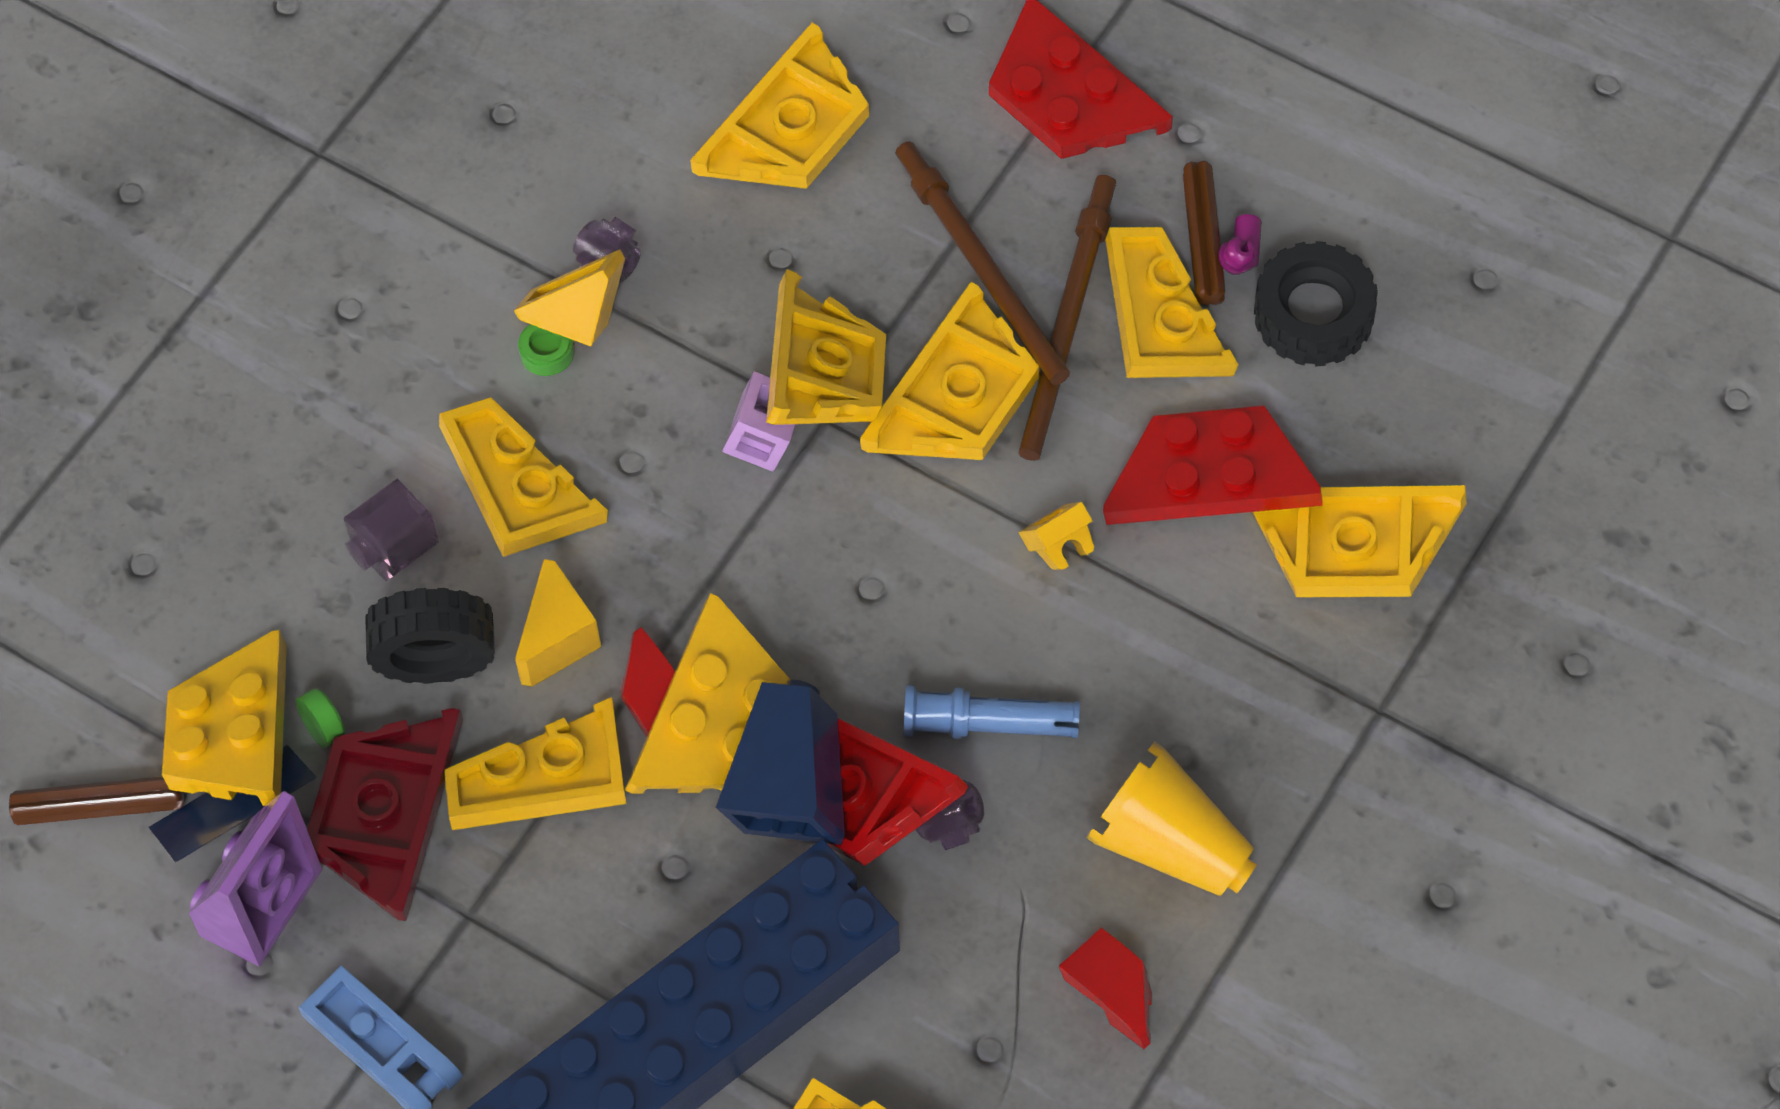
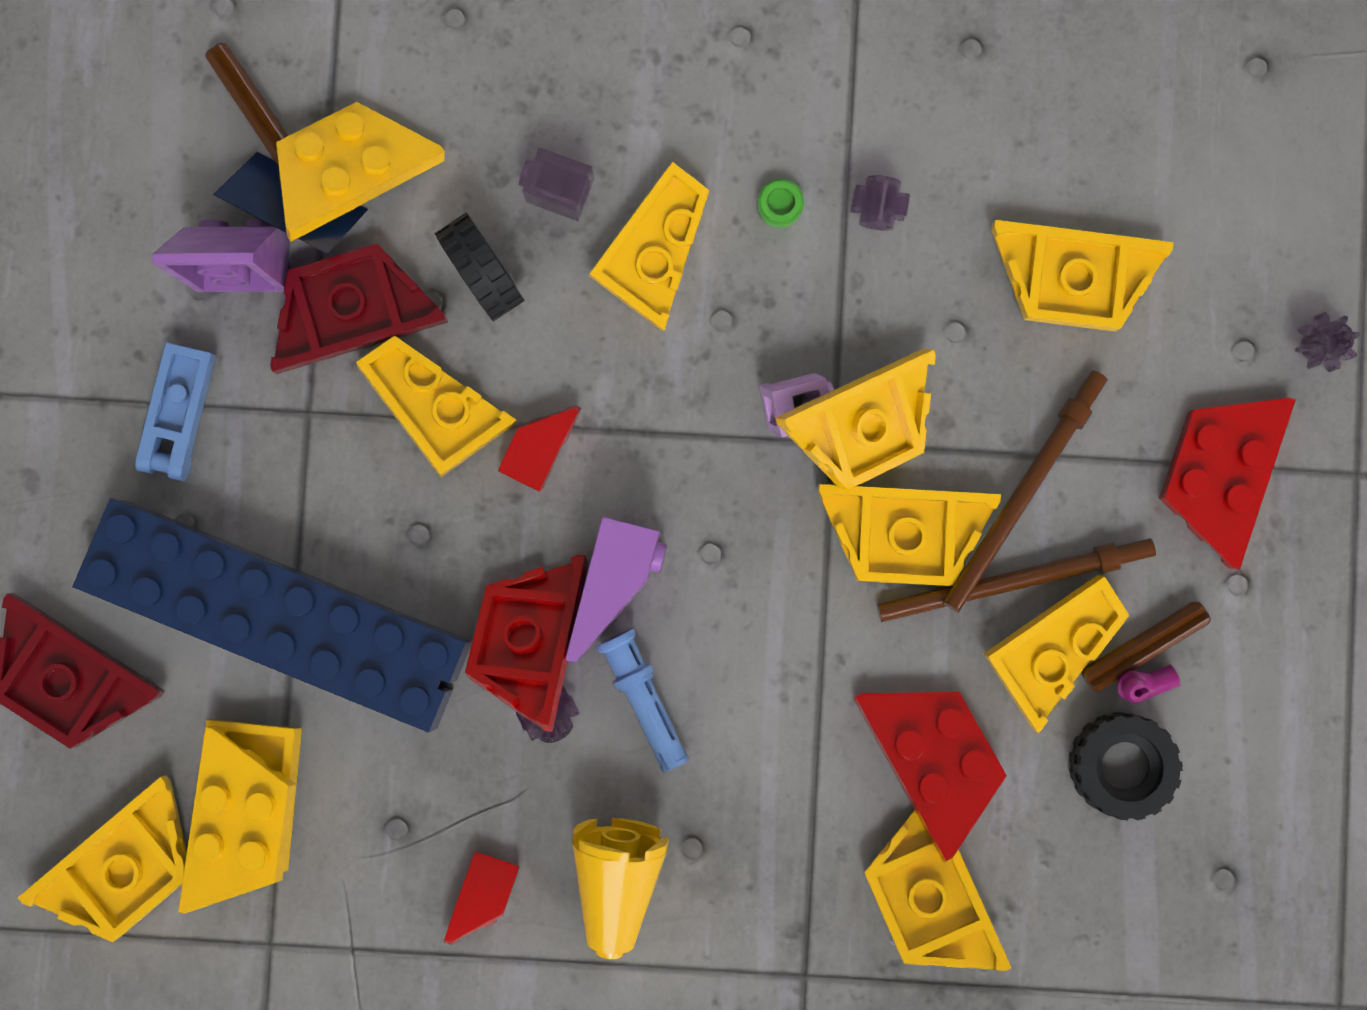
camera: 55 degrees right, 25 degrees up
(320, 717) = (390, 223): bright green tile -> none
(556, 628) = (549, 347): yellow slope -> none
(576, 302) = (820, 203): yellow slope -> none
(705, 706) = (539, 502): yellow wing -> none
(787, 768) = (512, 586): dark blue slope -> none
(828, 644) = (616, 574): none -> medium lavender slope
(1055, 529) = (821, 670): yellow tile -> none

